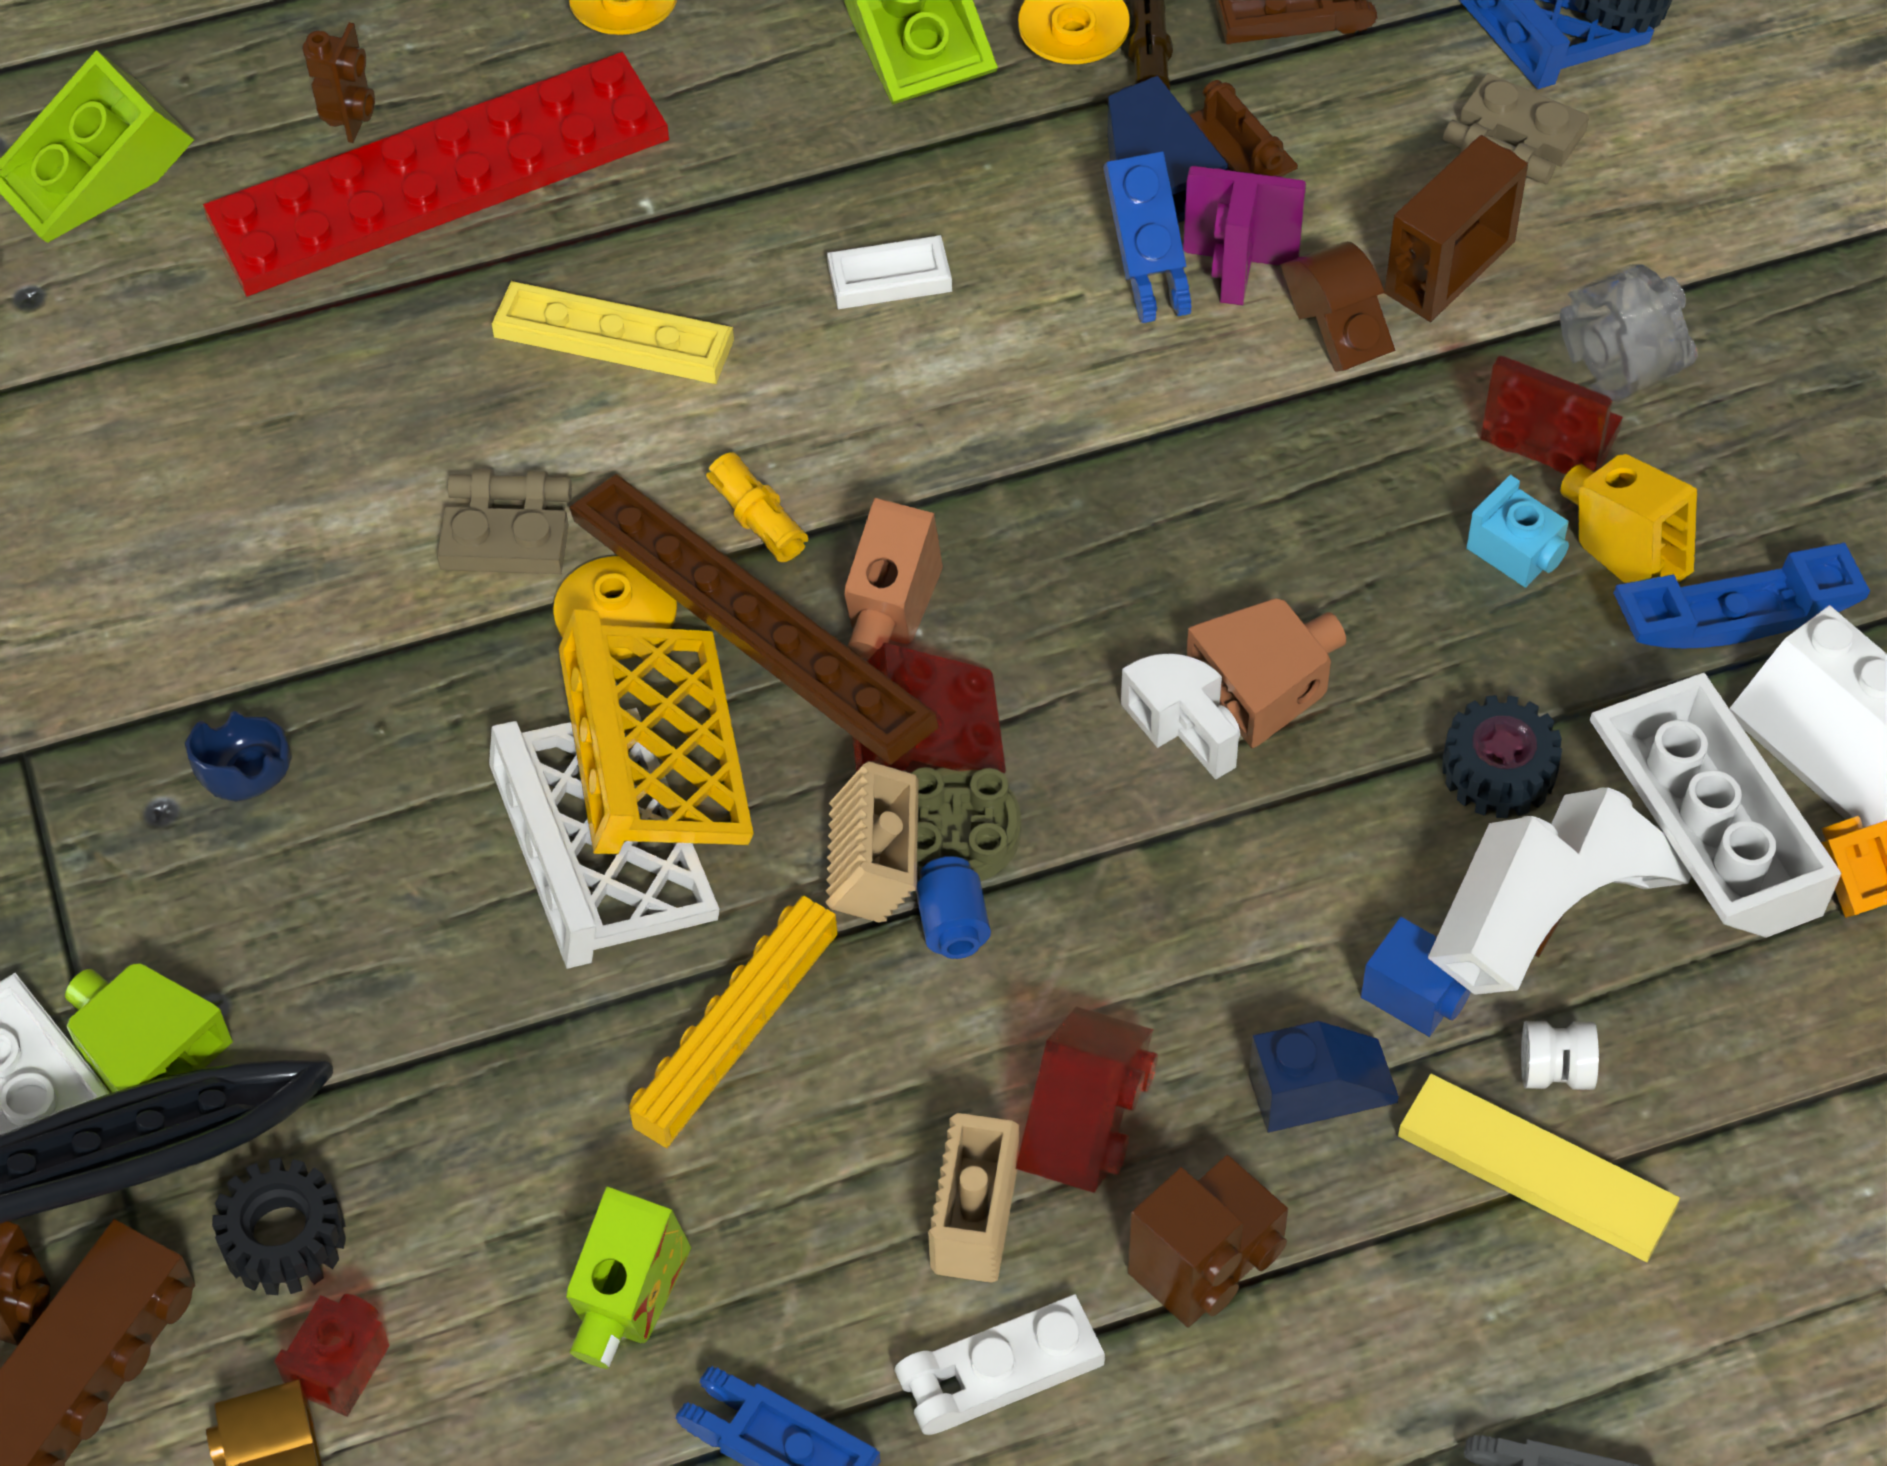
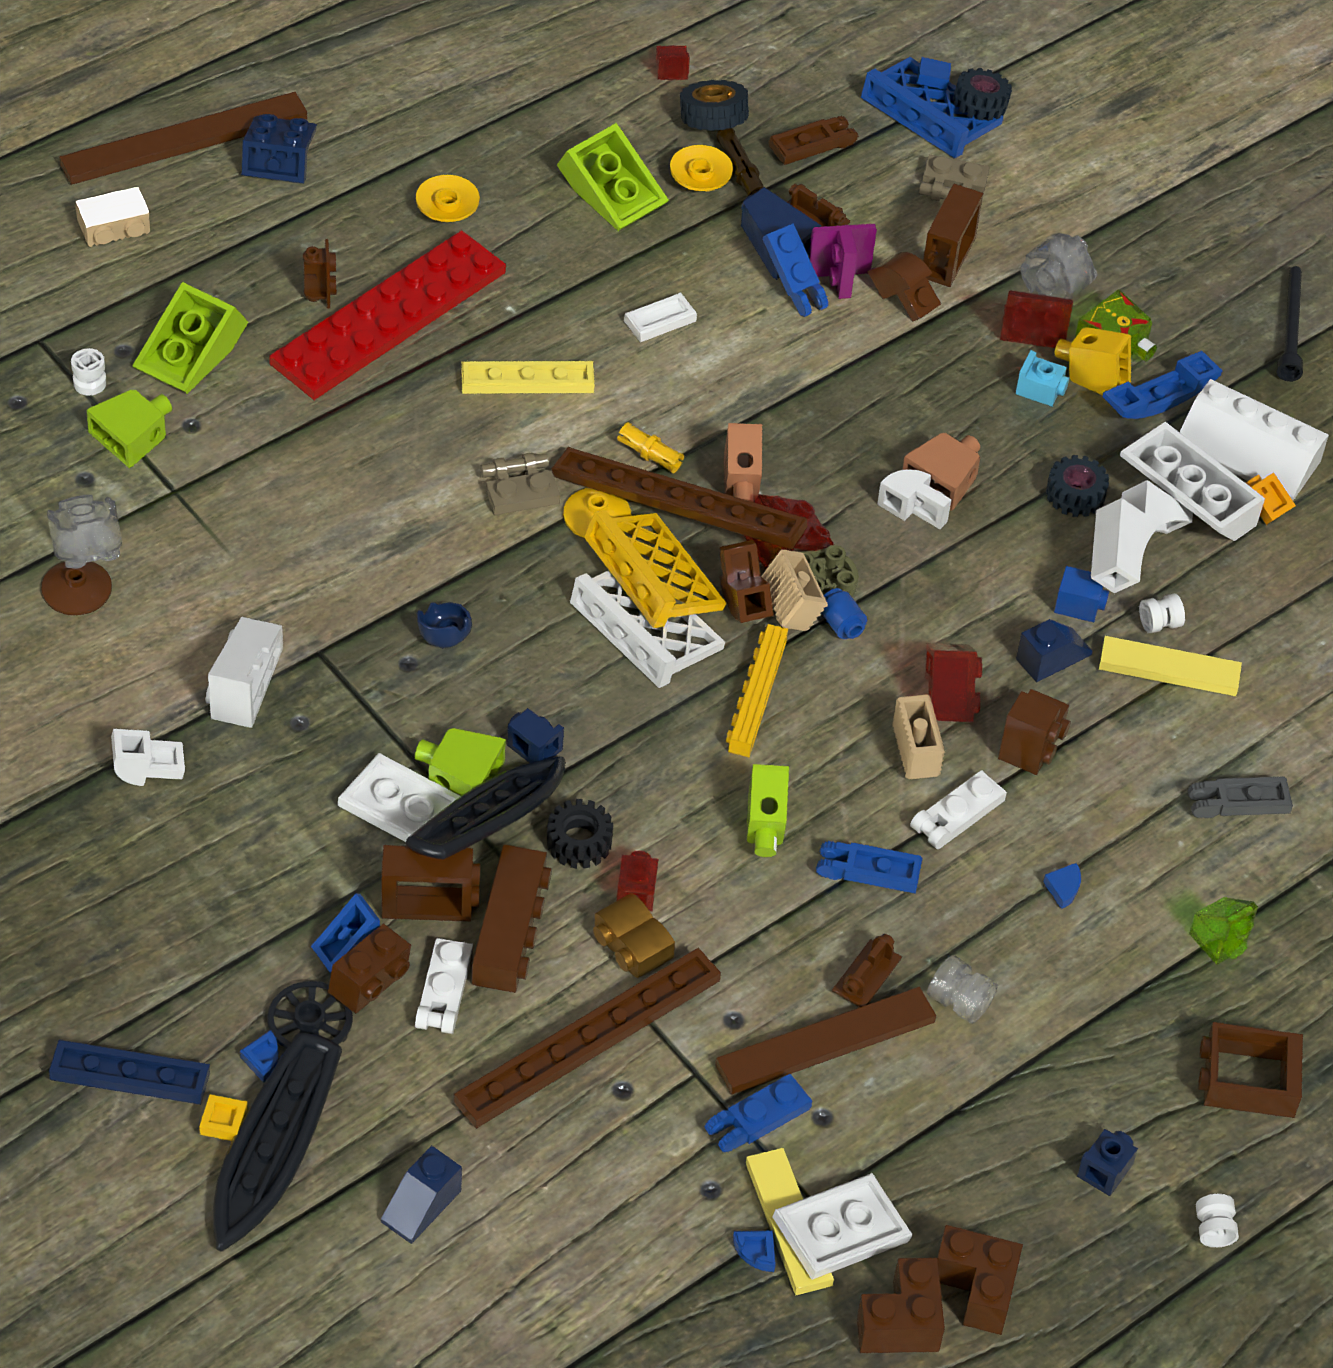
camera: 25 degrees left, 5 degrees down
(290, 1012) = (534, 736): none -> dark blue brick
(793, 805) = (741, 583): none -> reddish brown brick
(1713, 454) = (1122, 315): none -> clear neon green torso

